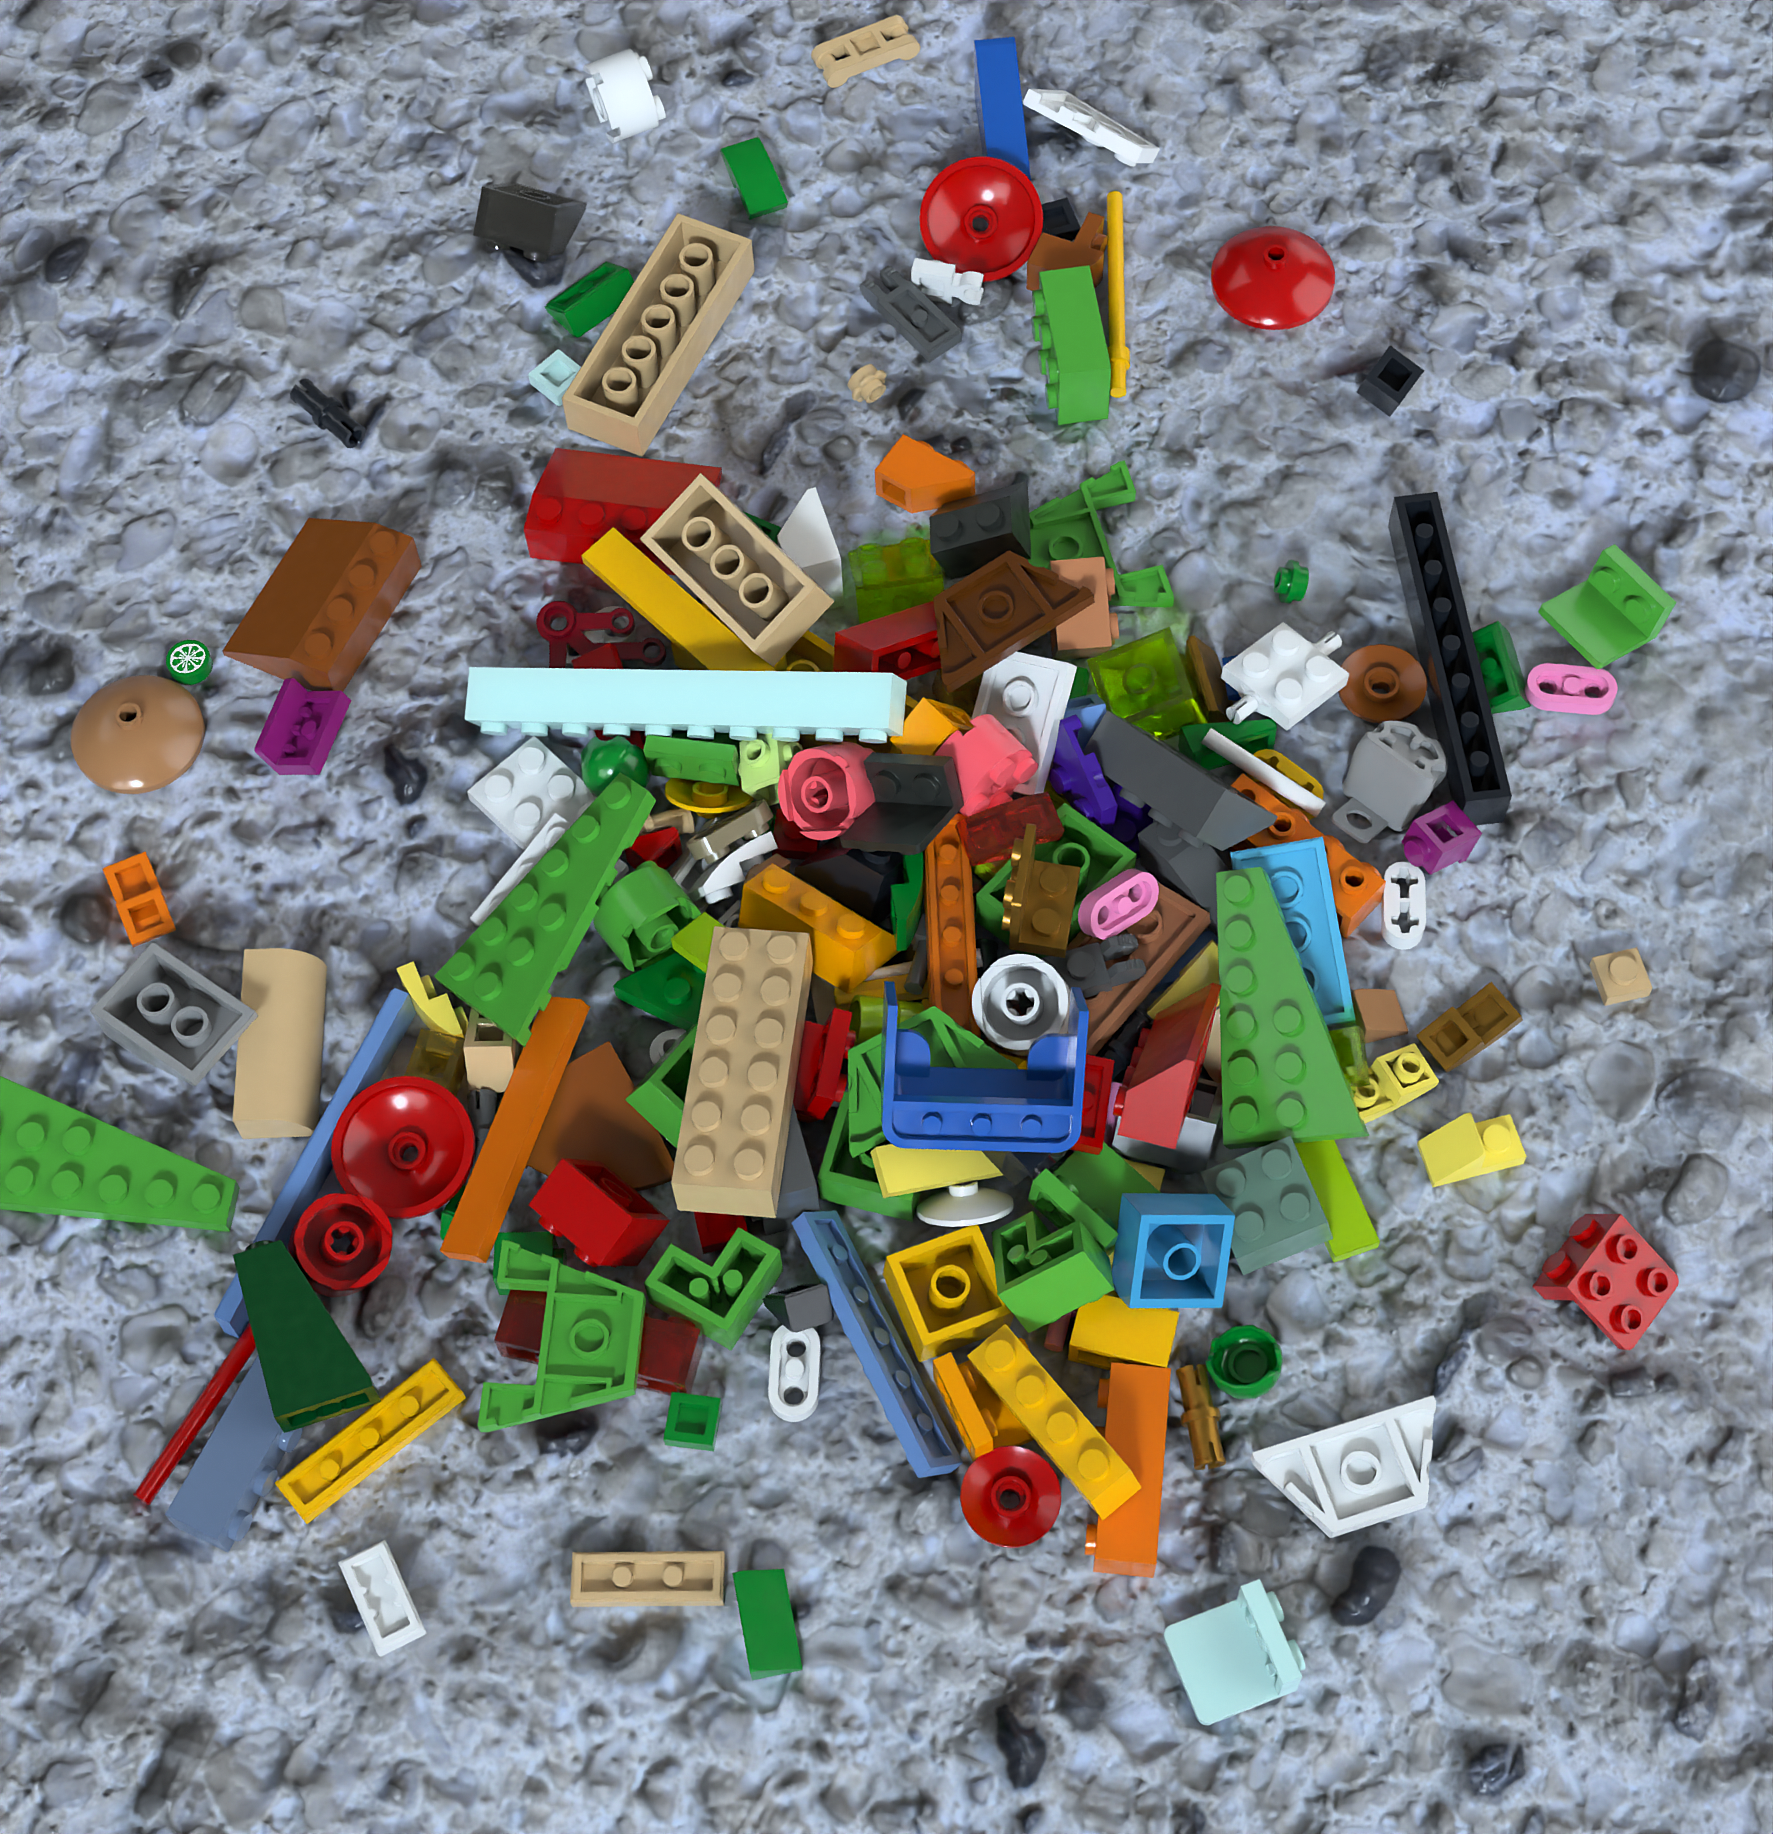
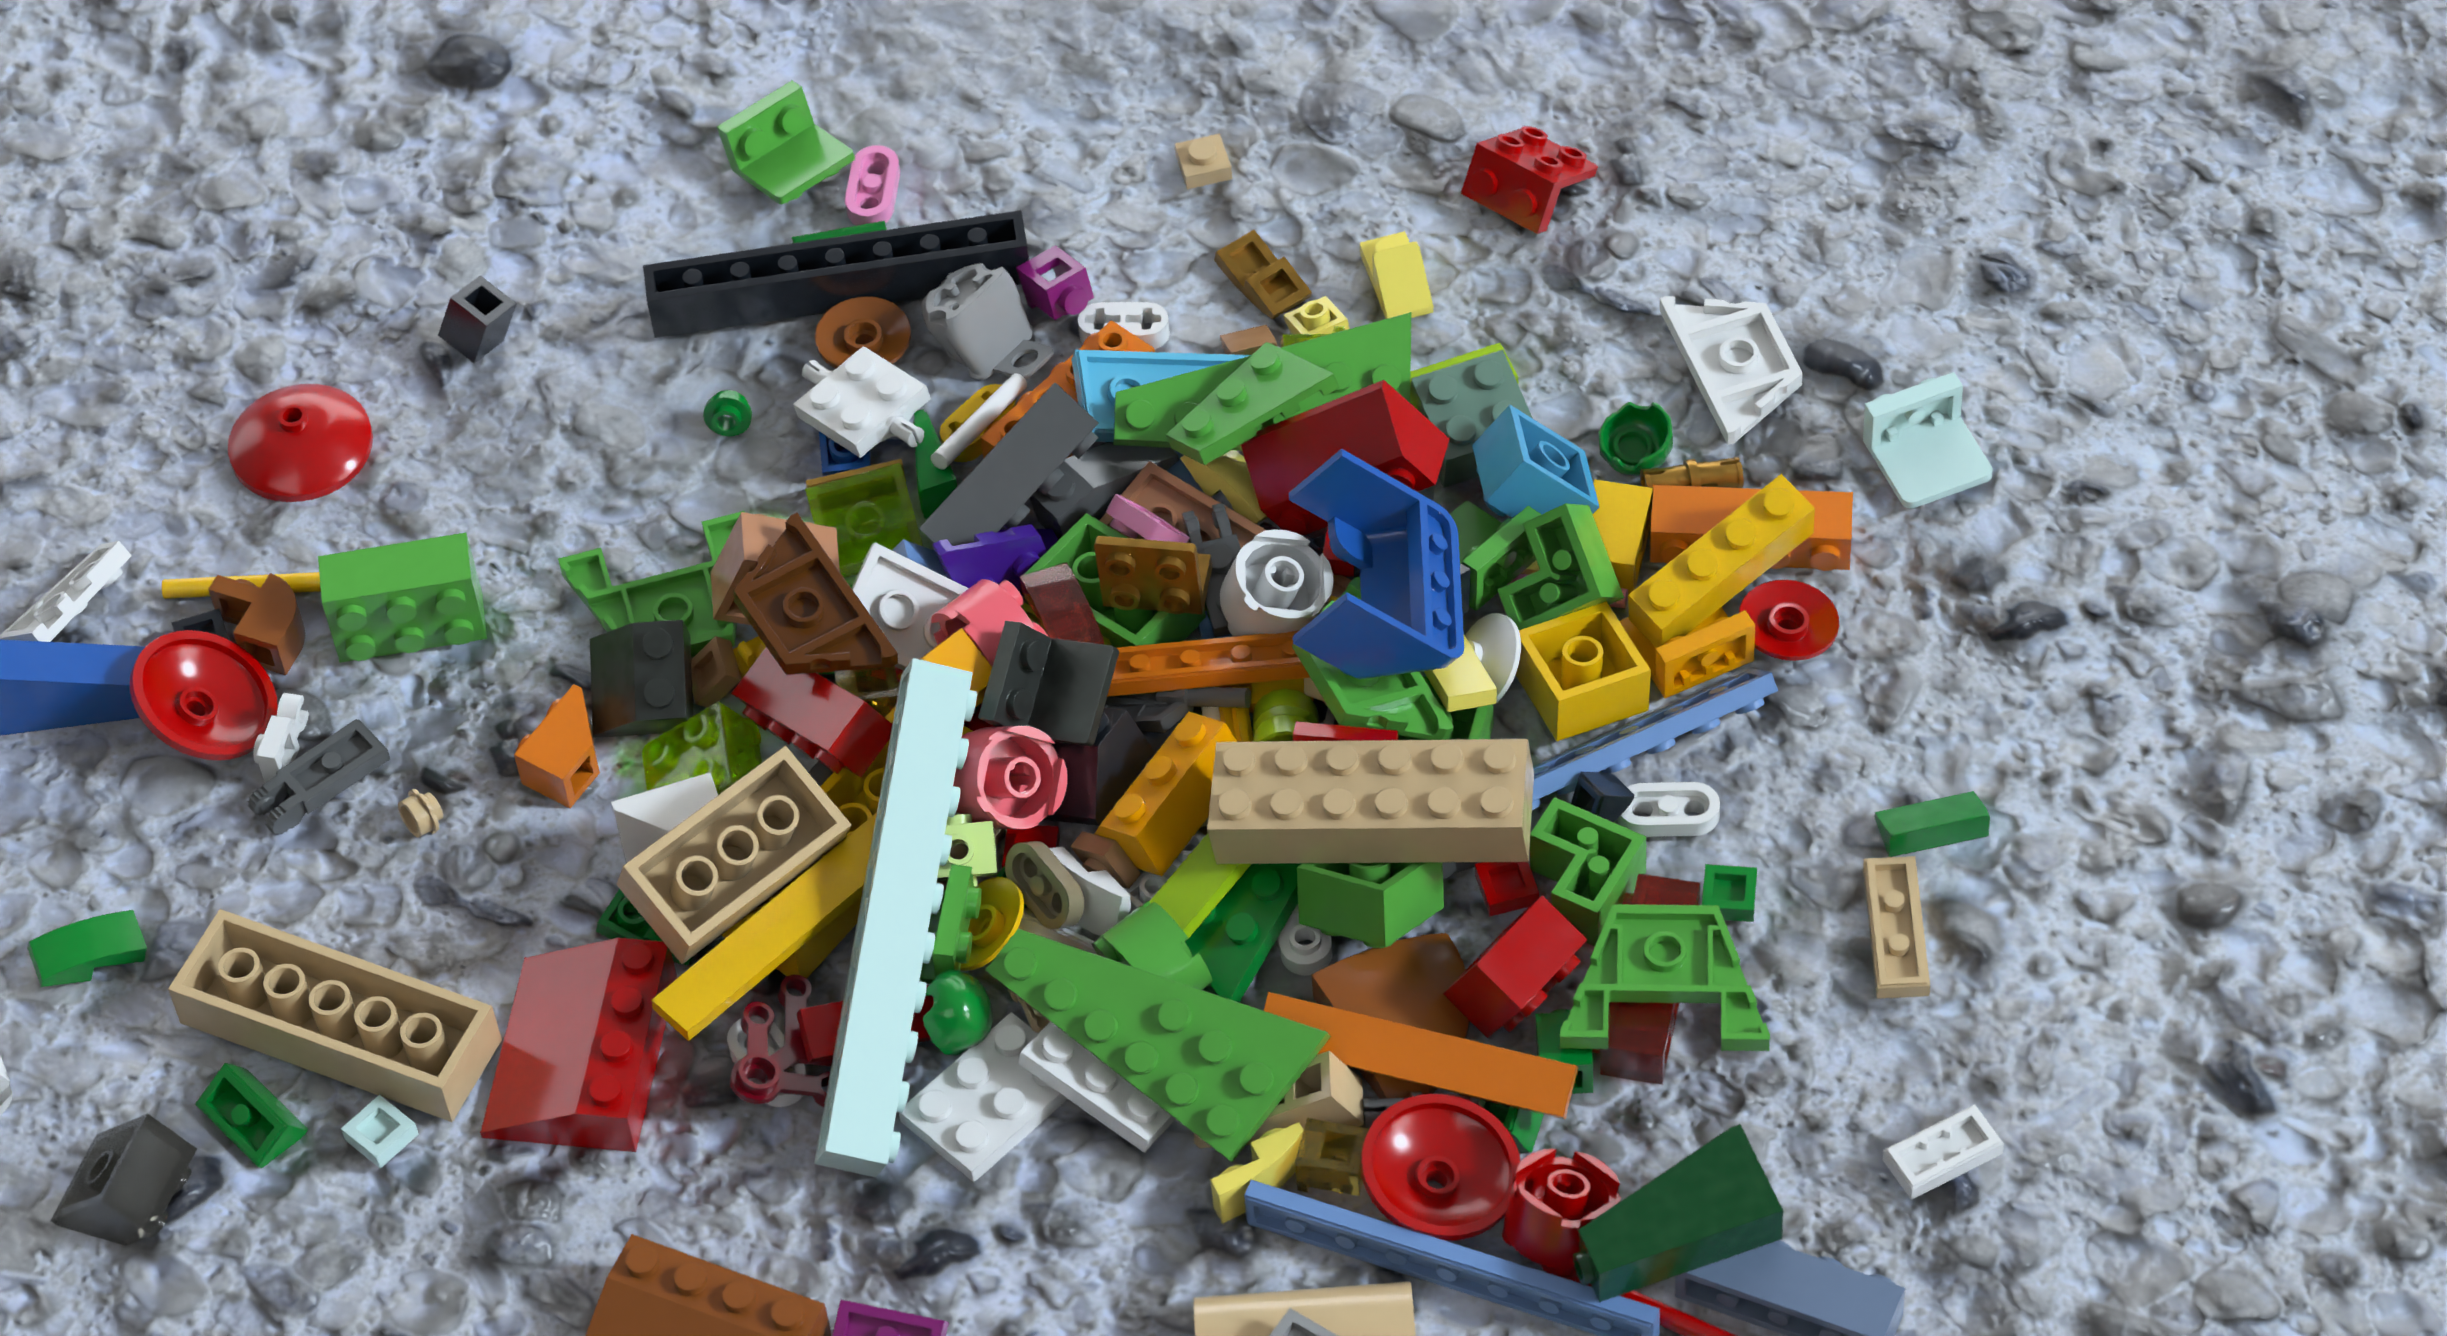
camera: 90 degrees left, 10 degrees down
(370, 1440) = (1808, 1219): yellow tile -> none
(907, 901) = (1160, 691): green slope -> none
(1242, 979) = (1258, 390): none -> bright green wing

